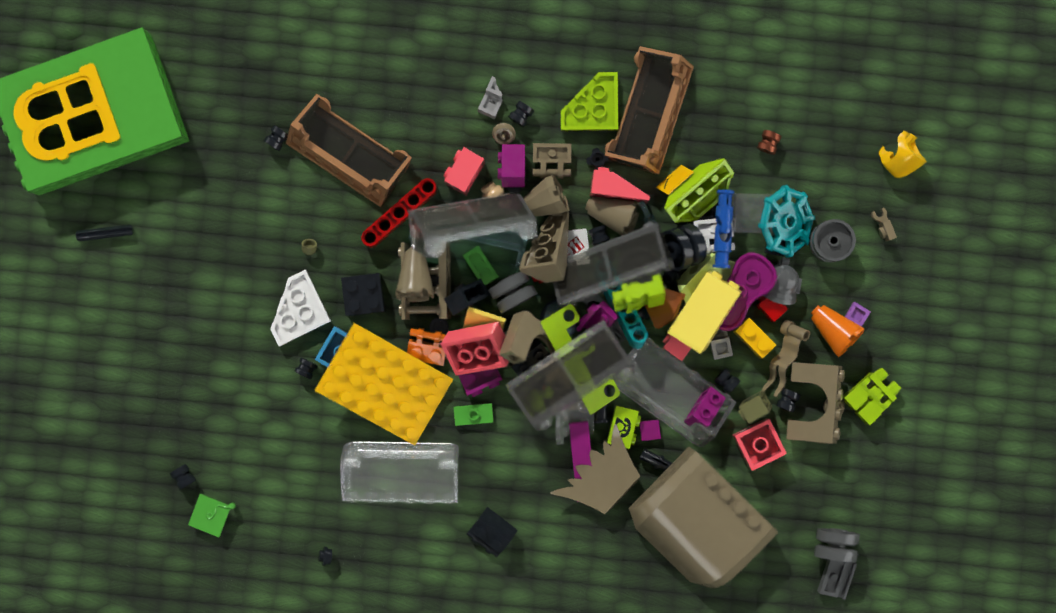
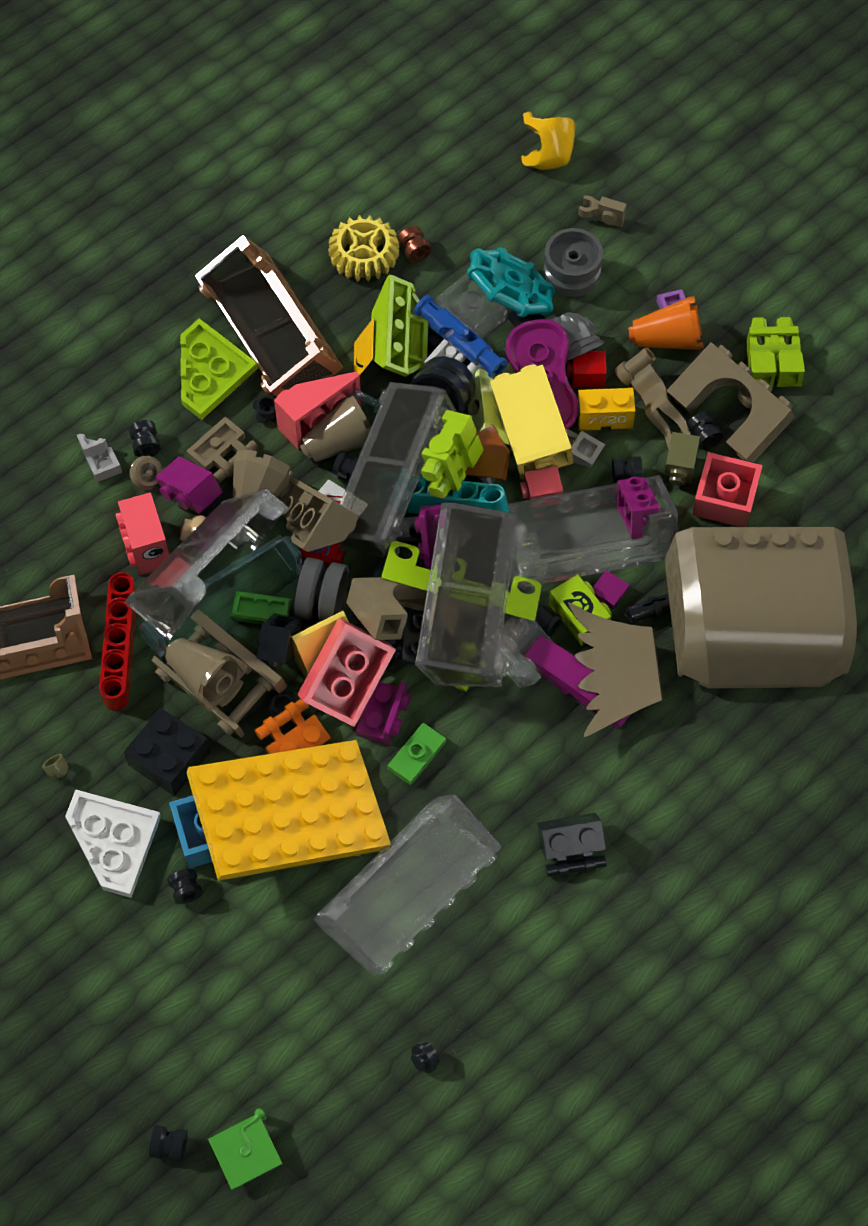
camera: 50 degrees left, 25 degrees down
(750, 117) = (364, 239): none -> light yellow gear

